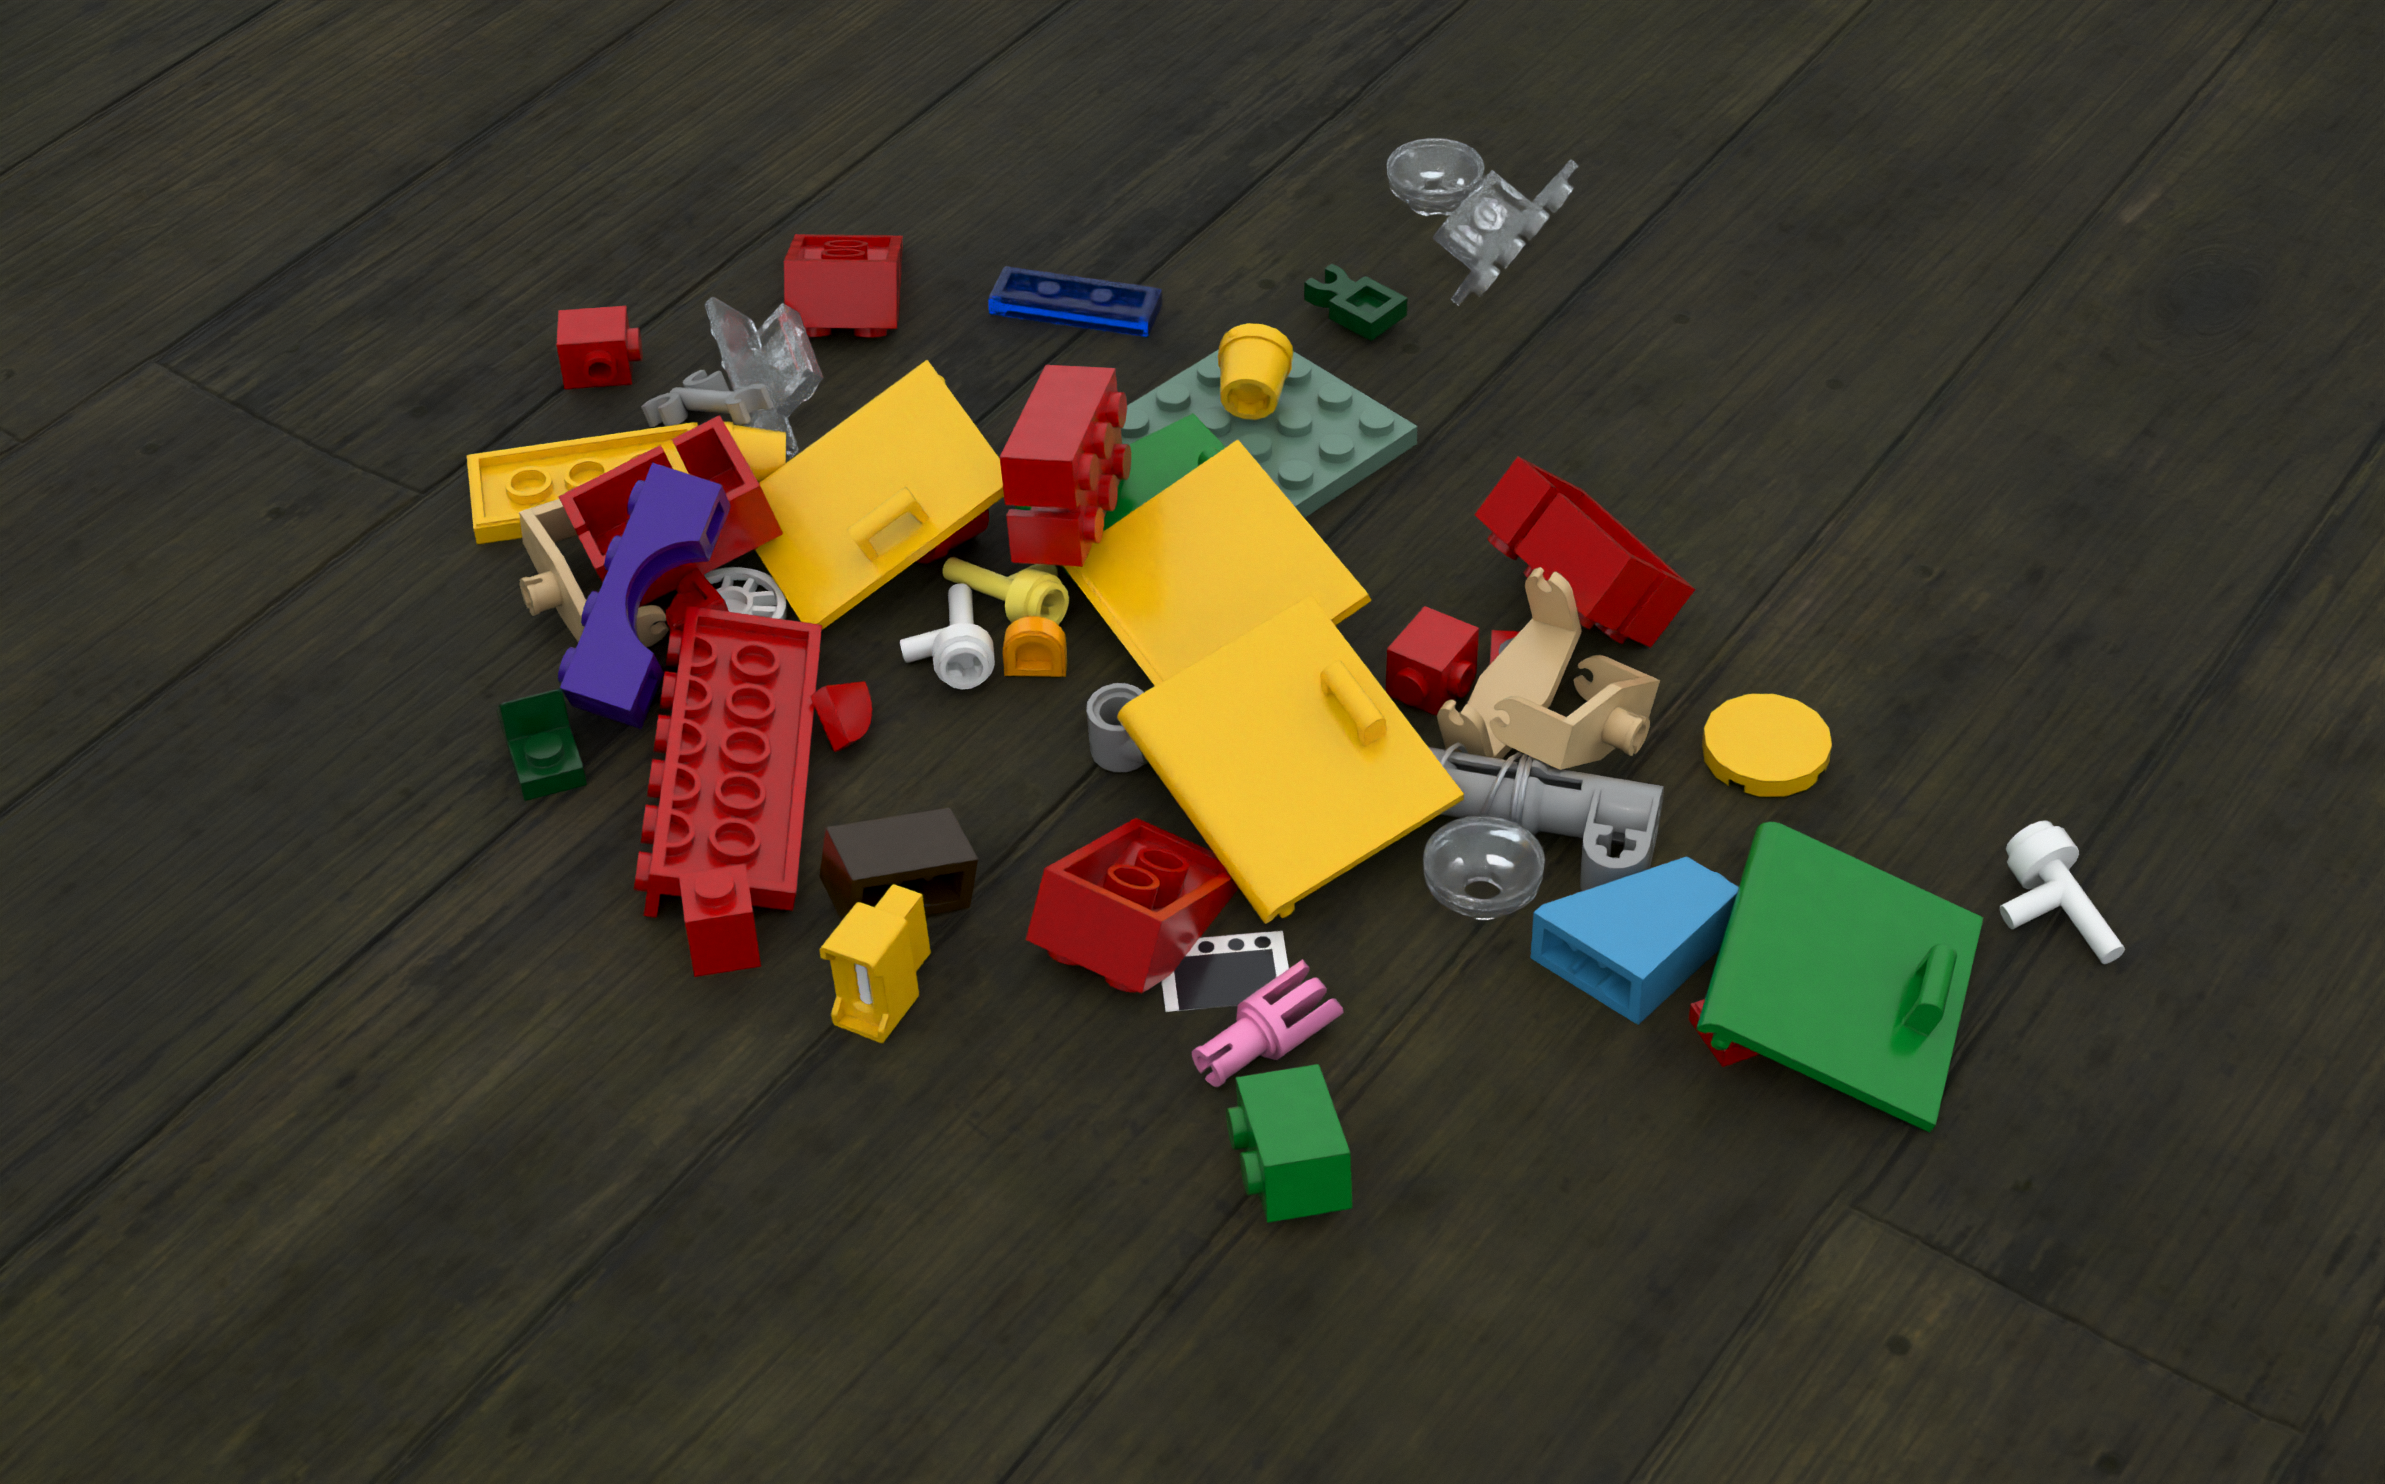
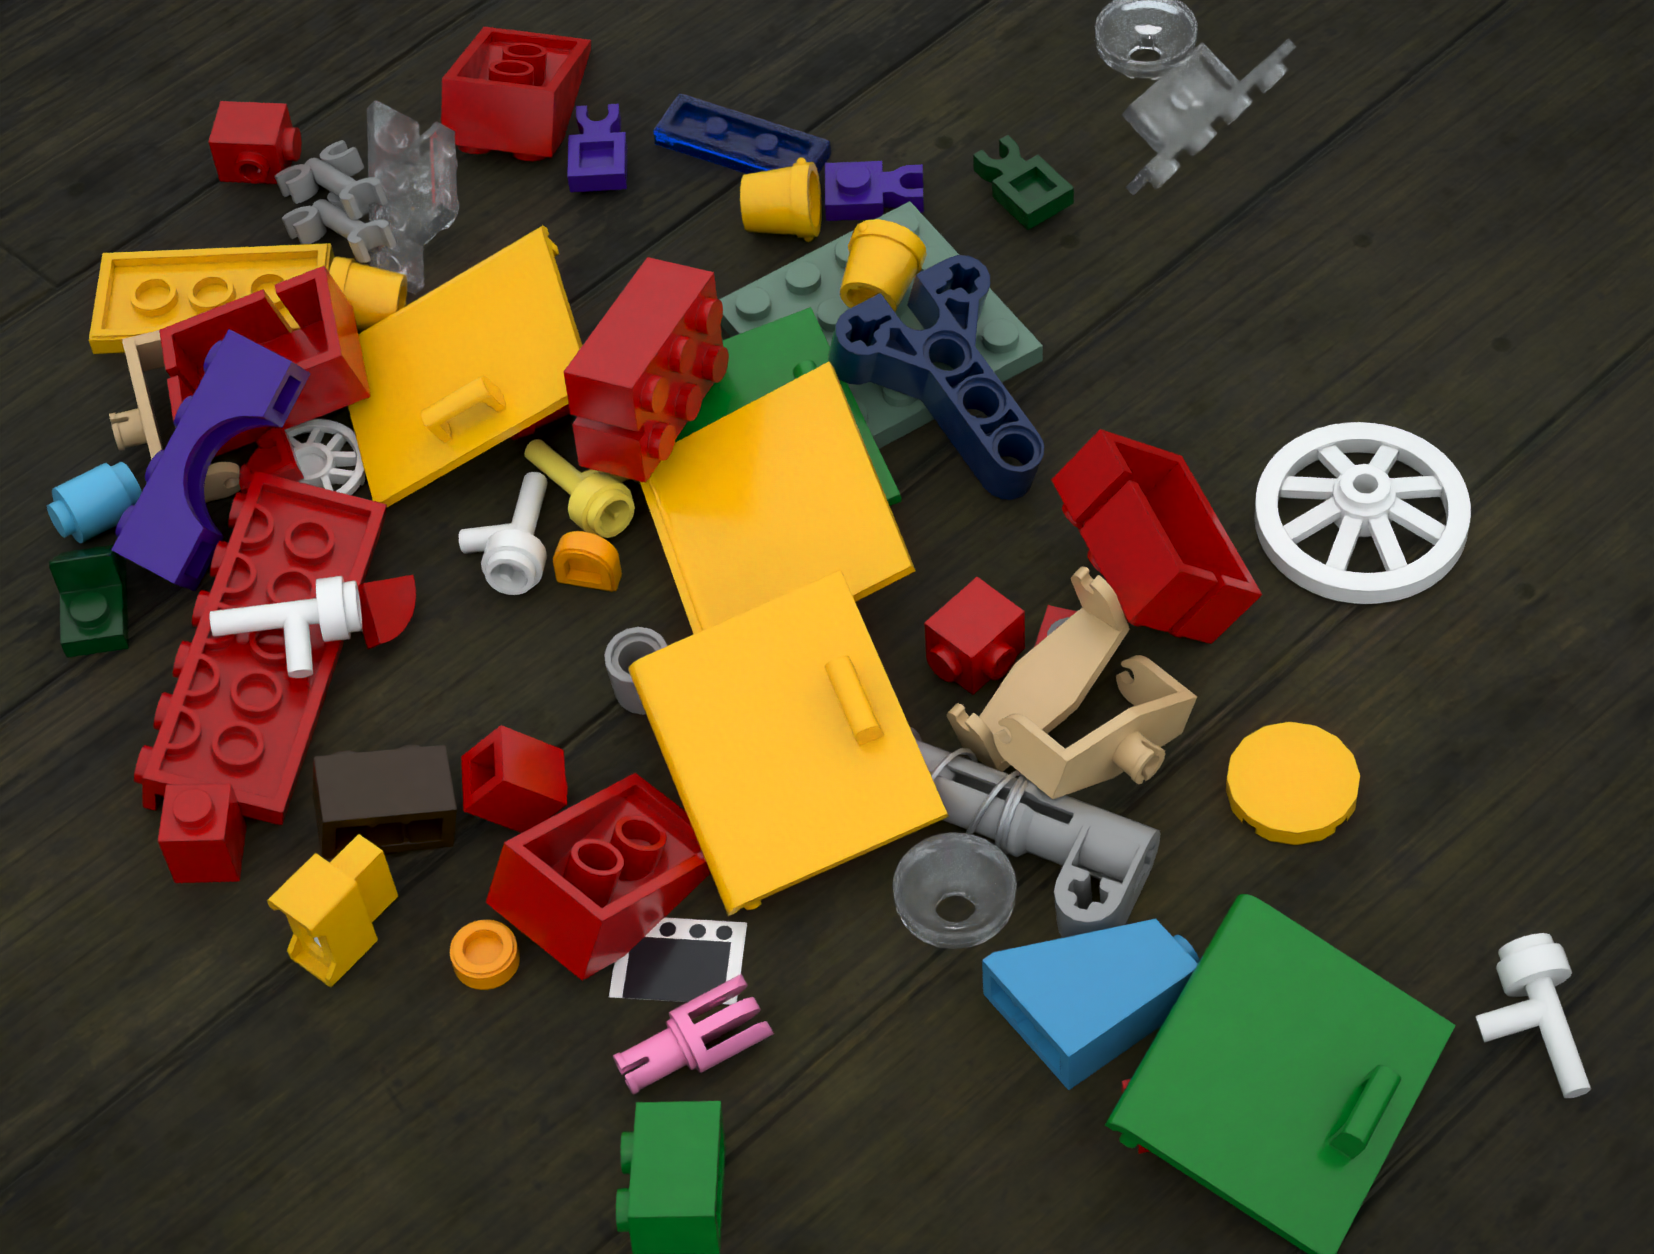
camera: 15 degrees right, 10 degrees up
(521, 659) = (93, 501): none -> medium azure brick
(687, 362) = (333, 174): none -> light grey bar
(805, 707) = (335, 610): none -> white piece
(940, 322) = (597, 153): none -> dark purple plate
(1023, 830) = (513, 779): none -> red brick
(1032, 990) = (484, 954): none -> light orange tile
(1134, 337) = (783, 201): none -> yellow piece
(1200, 324) = (864, 190): none -> dark purple plate
(1328, 436) = (881, 349): none -> dark blue beam
(1757, 513) = (1362, 505): none -> white wheel

